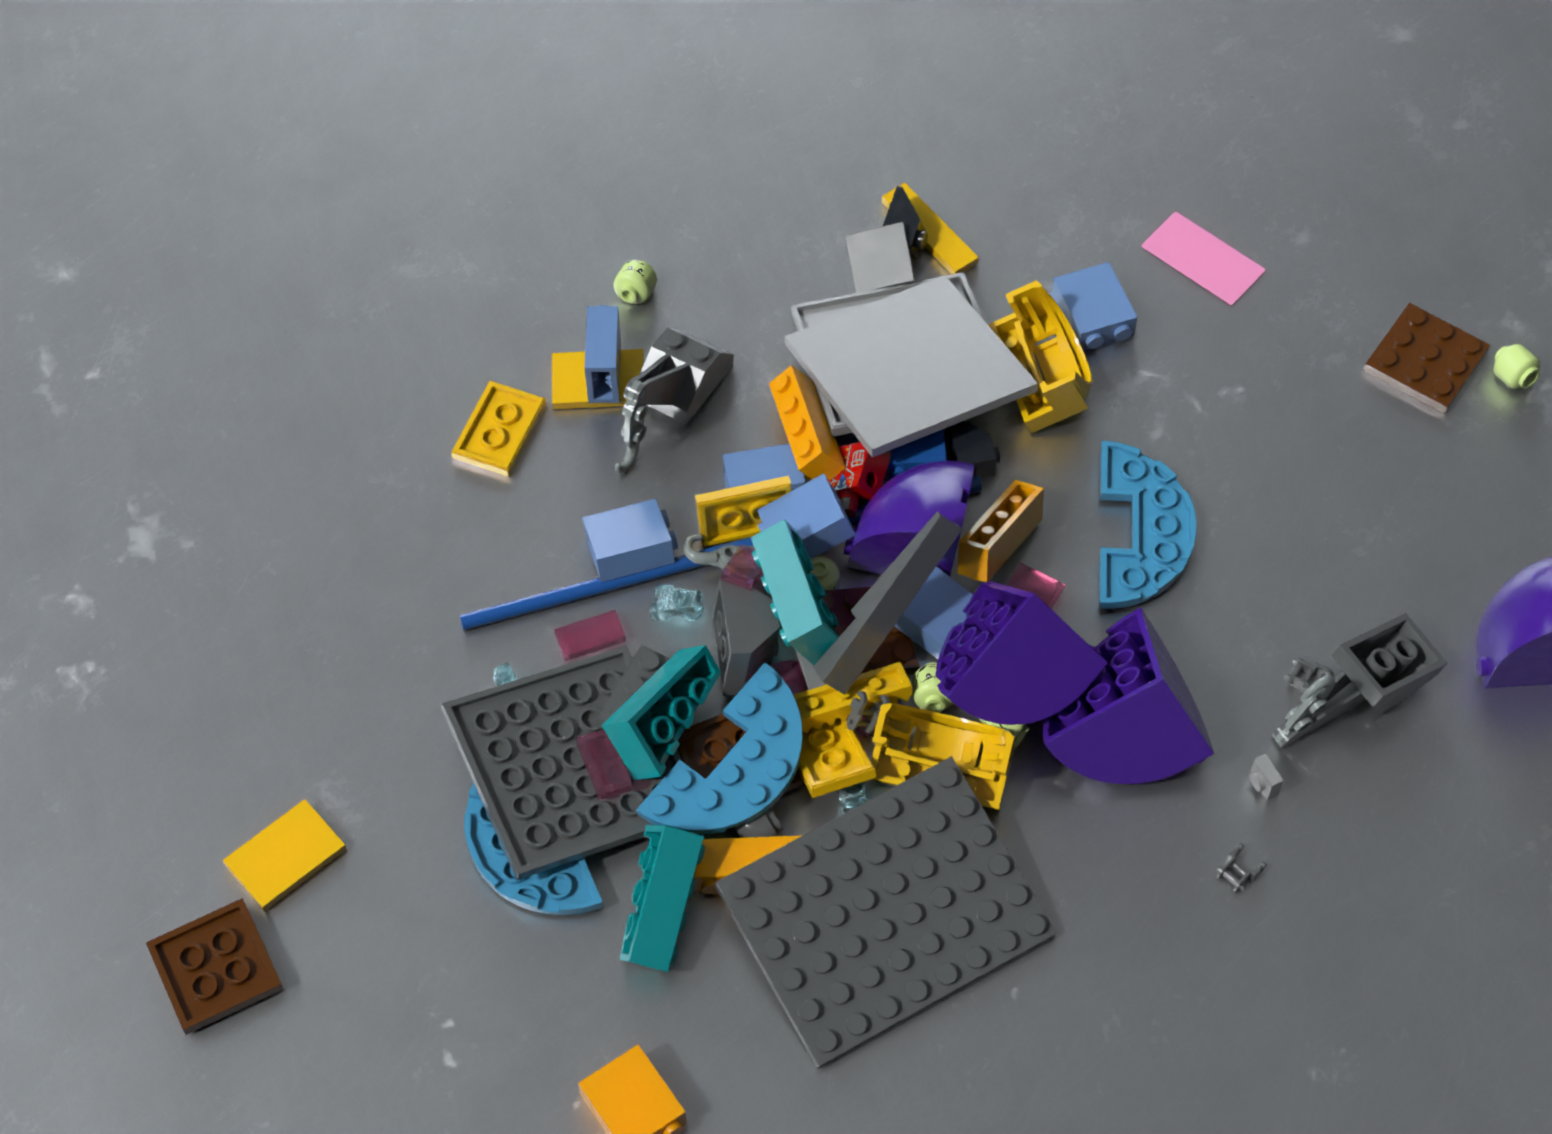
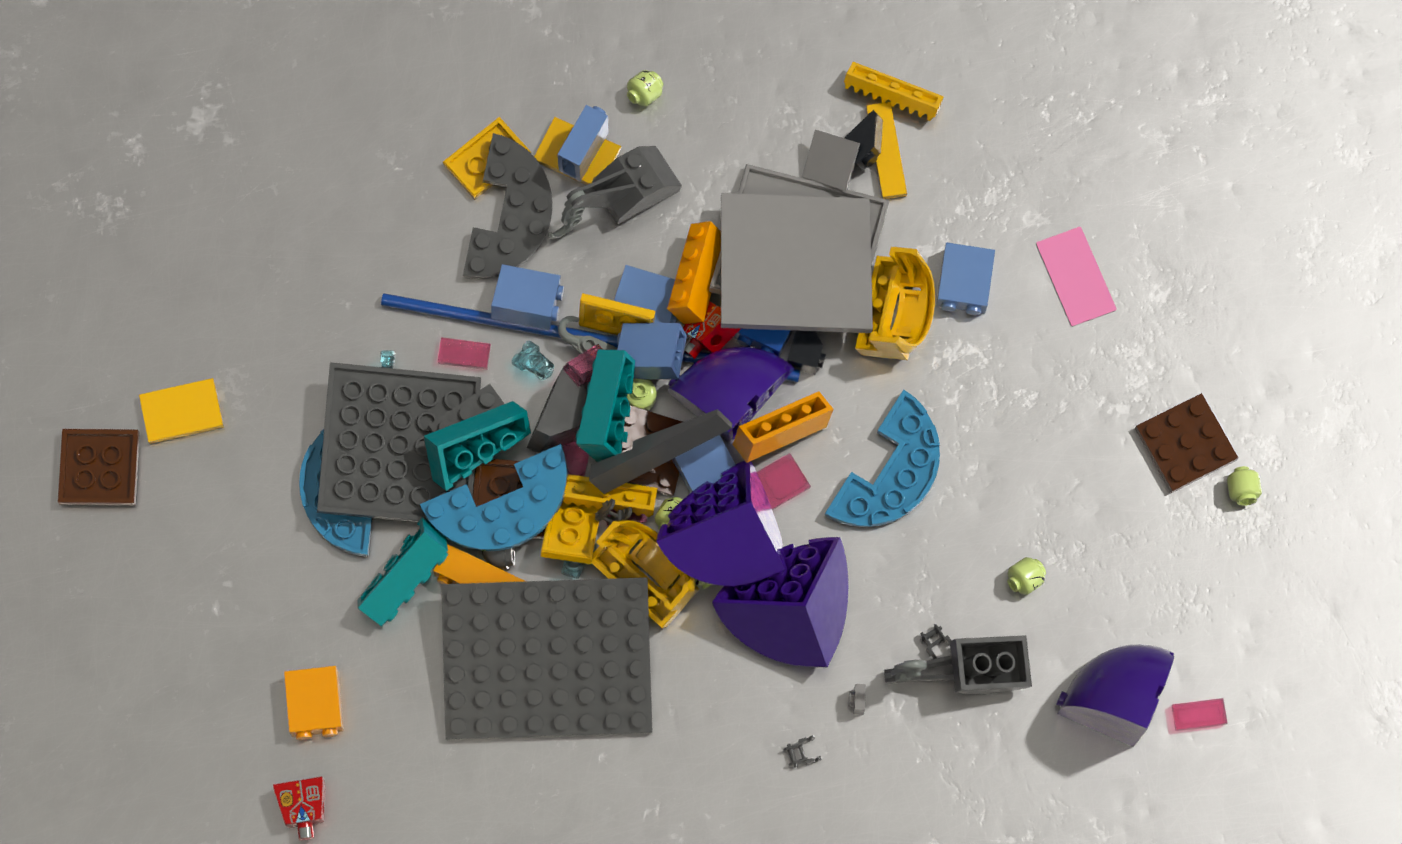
camera: 25 degrees right, 15 degrees up
(574, 460) = (524, 211): none -> dark grey plate
(603, 765) = (415, 461): clear pink tile -> none
(902, 167) = (893, 89): none -> yellow gear
(1358, 559) = (1026, 575): none -> yellowish green head

